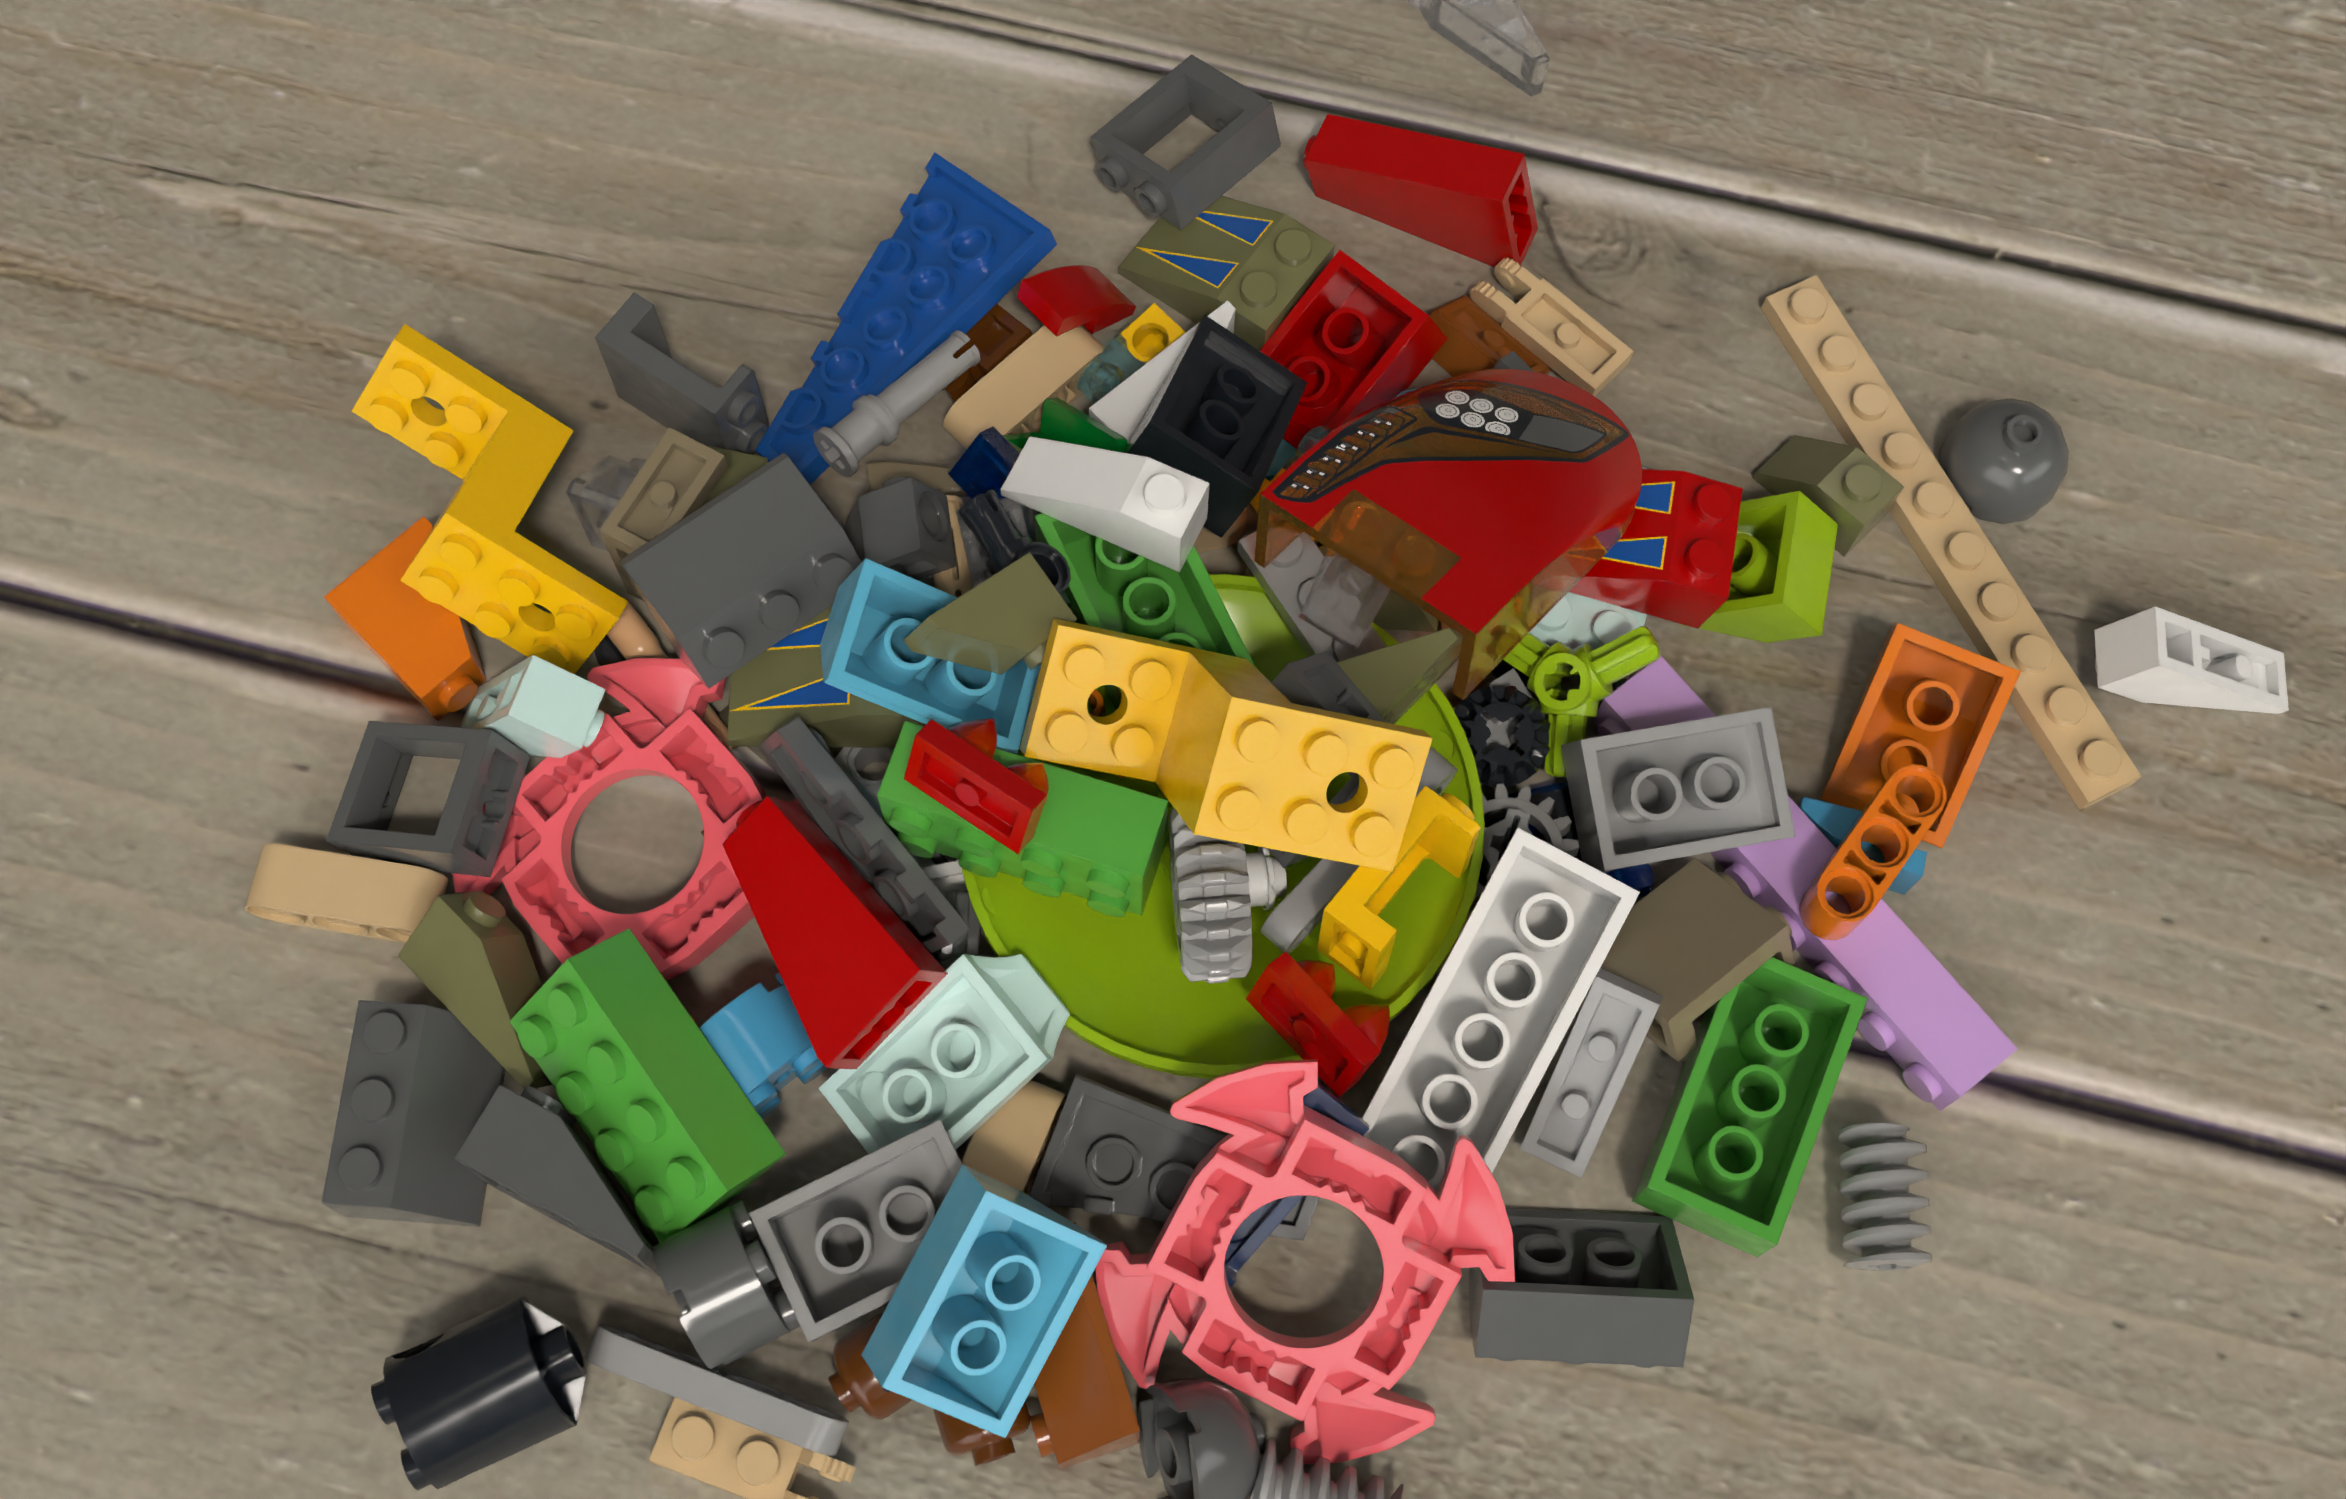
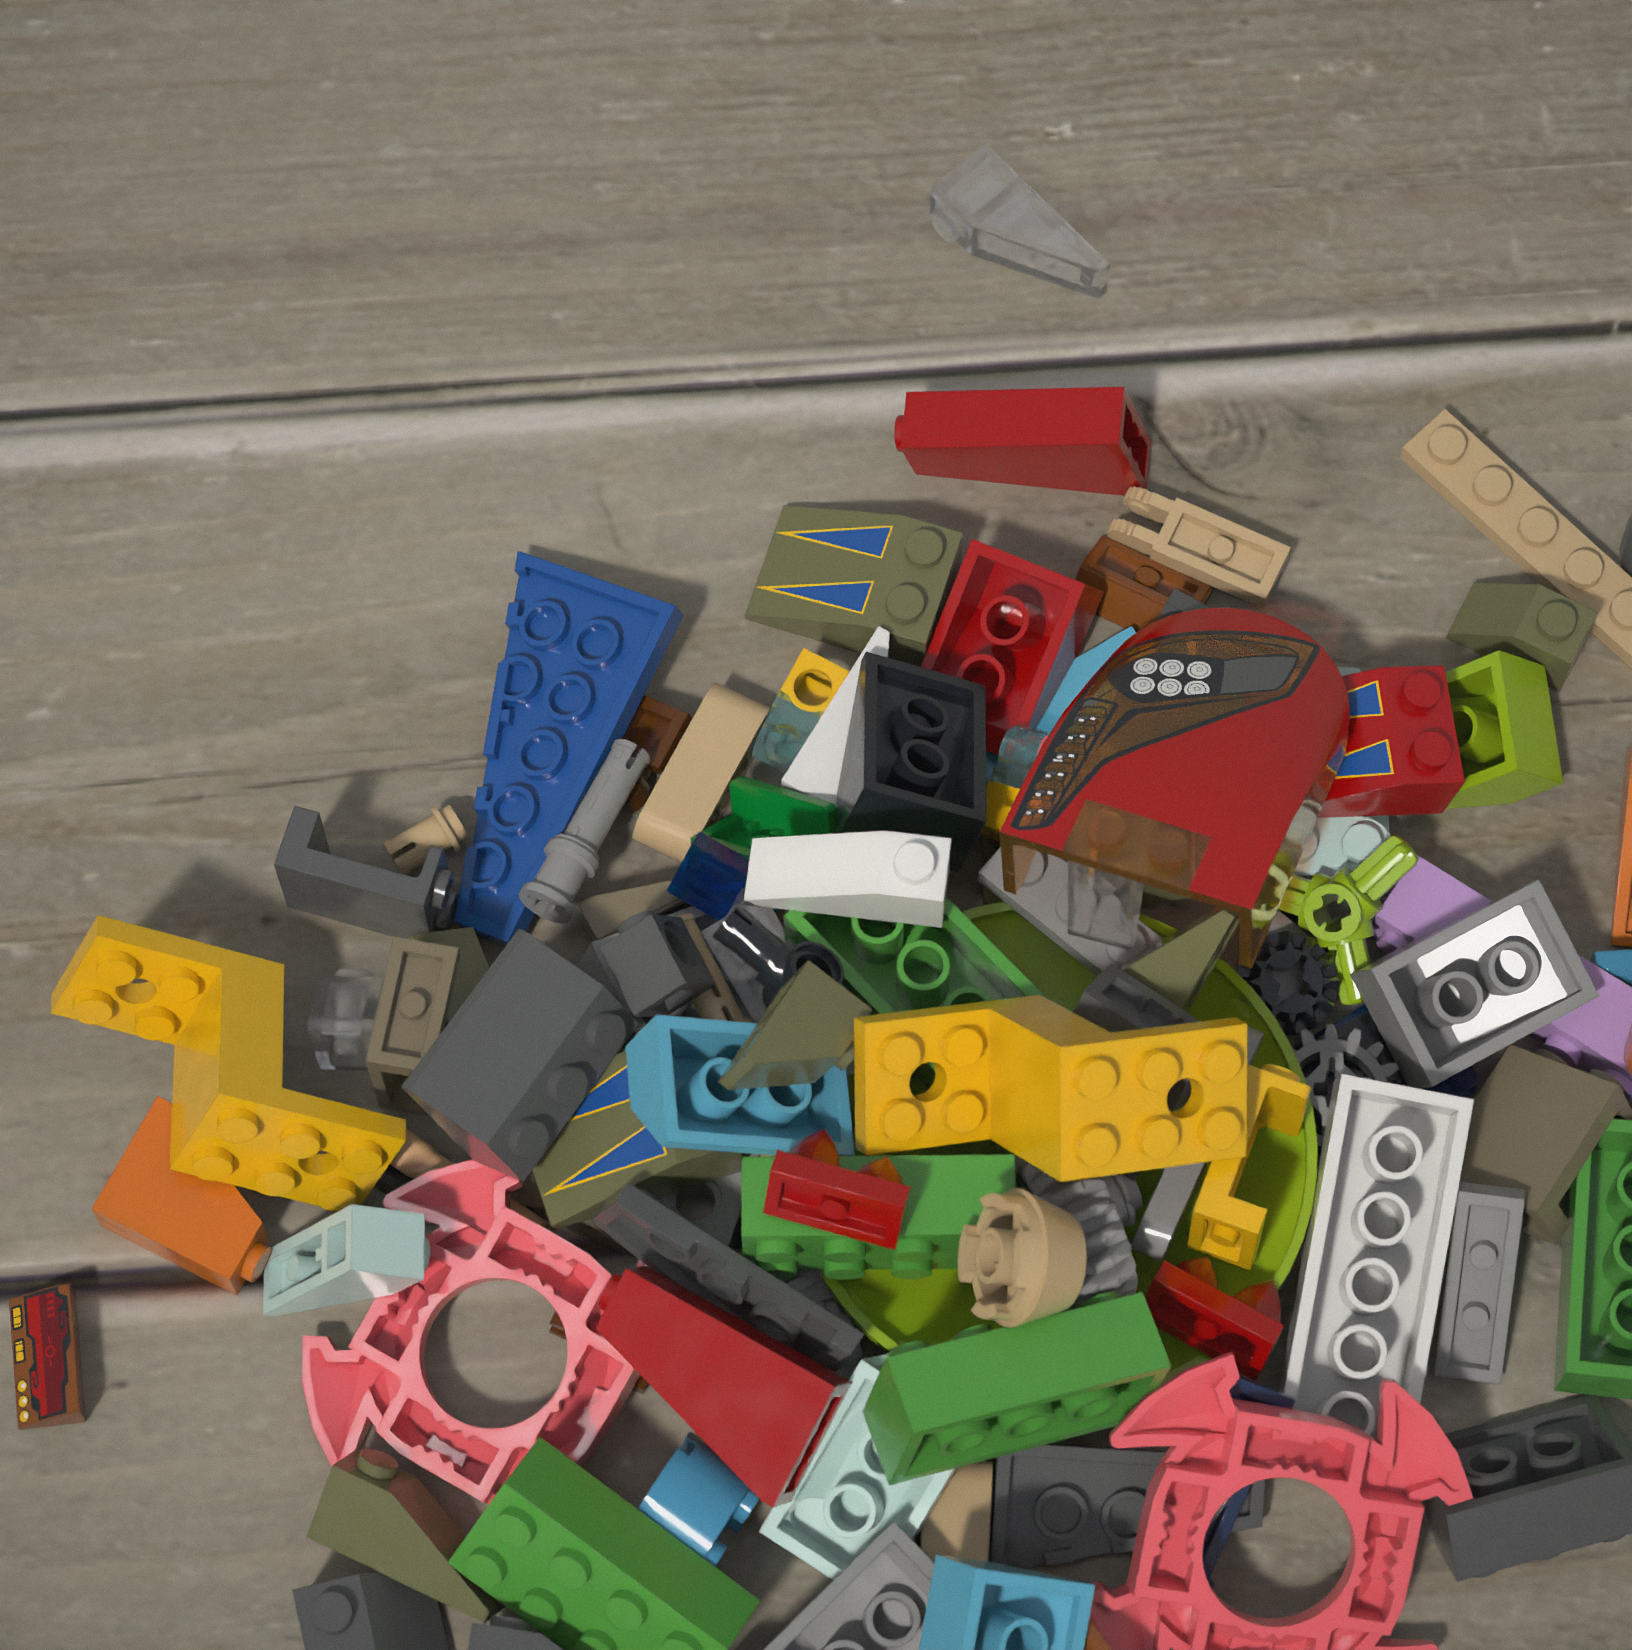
camera: 15 degrees left, 0 degrees up
(244, 722) = (47, 1358): none -> slope
(342, 892) = (224, 1494): tan beam -> none
(465, 837) = (333, 1375): dark grey window -> none
(771, 369) = (439, 830): none -> tan pin
(1073, 298) = (721, 667): red slope -> none
(1092, 1023) = (1013, 1386): none -> bright green brick
(1135, 899) = (1022, 1258): none -> tan cone
(1244, 140) = (791, 410): dark grey window -> none

